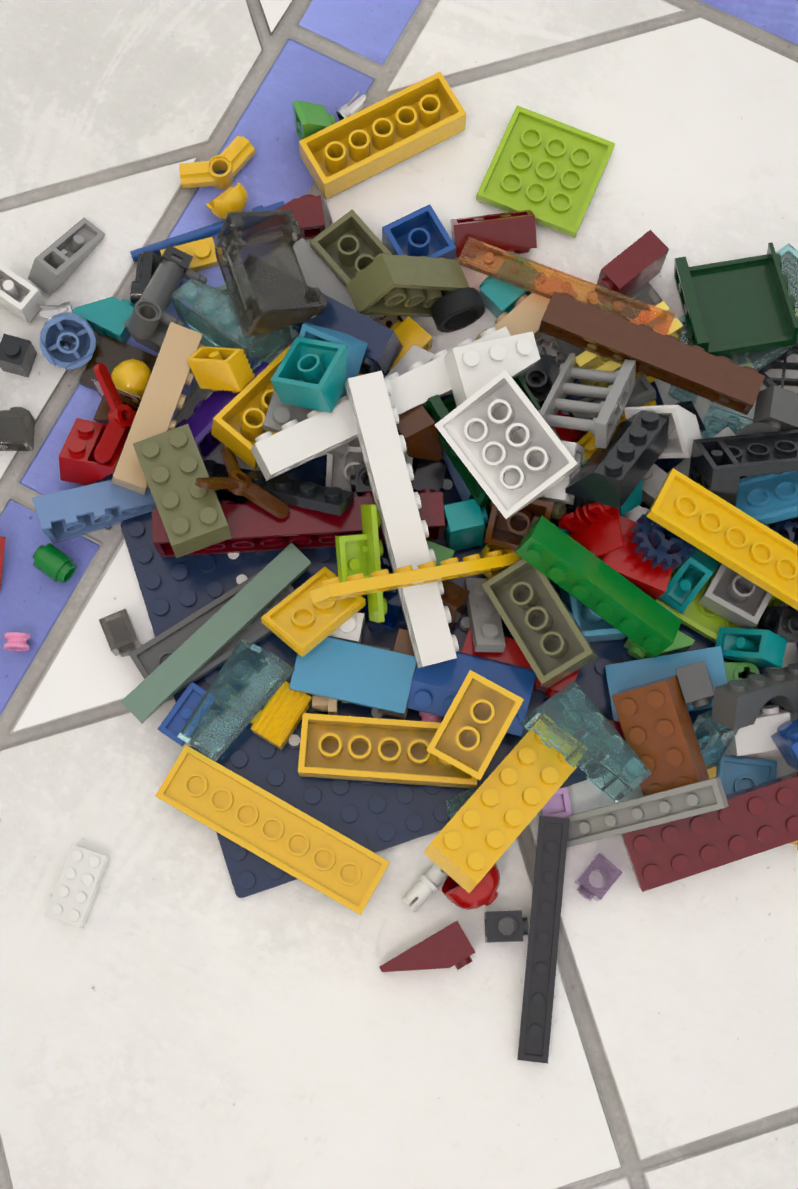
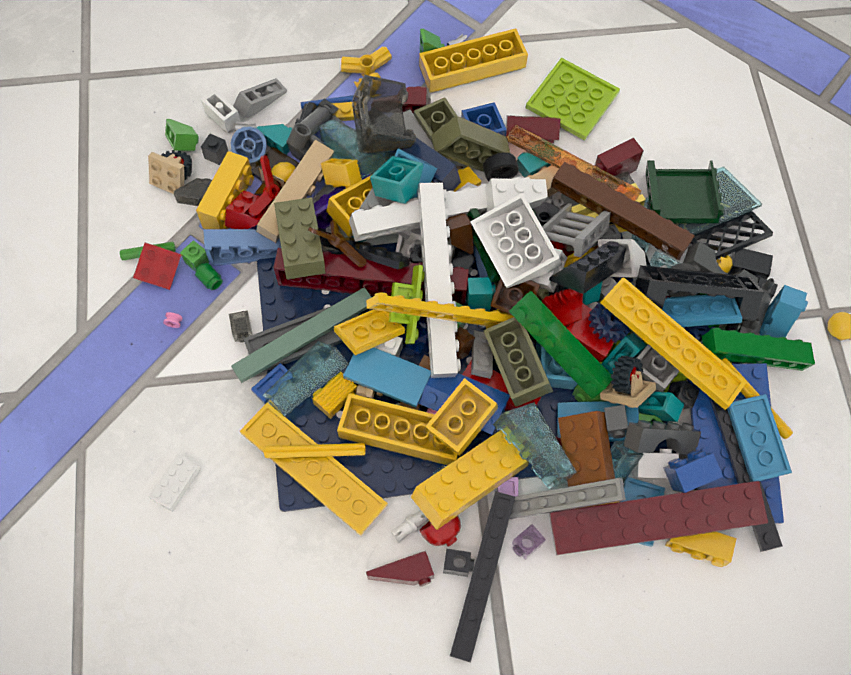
camera: 10 degrees right, 10 degrees down
(26, 535) = (194, 255): none -> bright green brick
(48, 424) = (229, 181): none -> yellow brick
(270, 806) = (314, 450): none -> yellow axle
(703, 628) = (627, 383): none -> plate

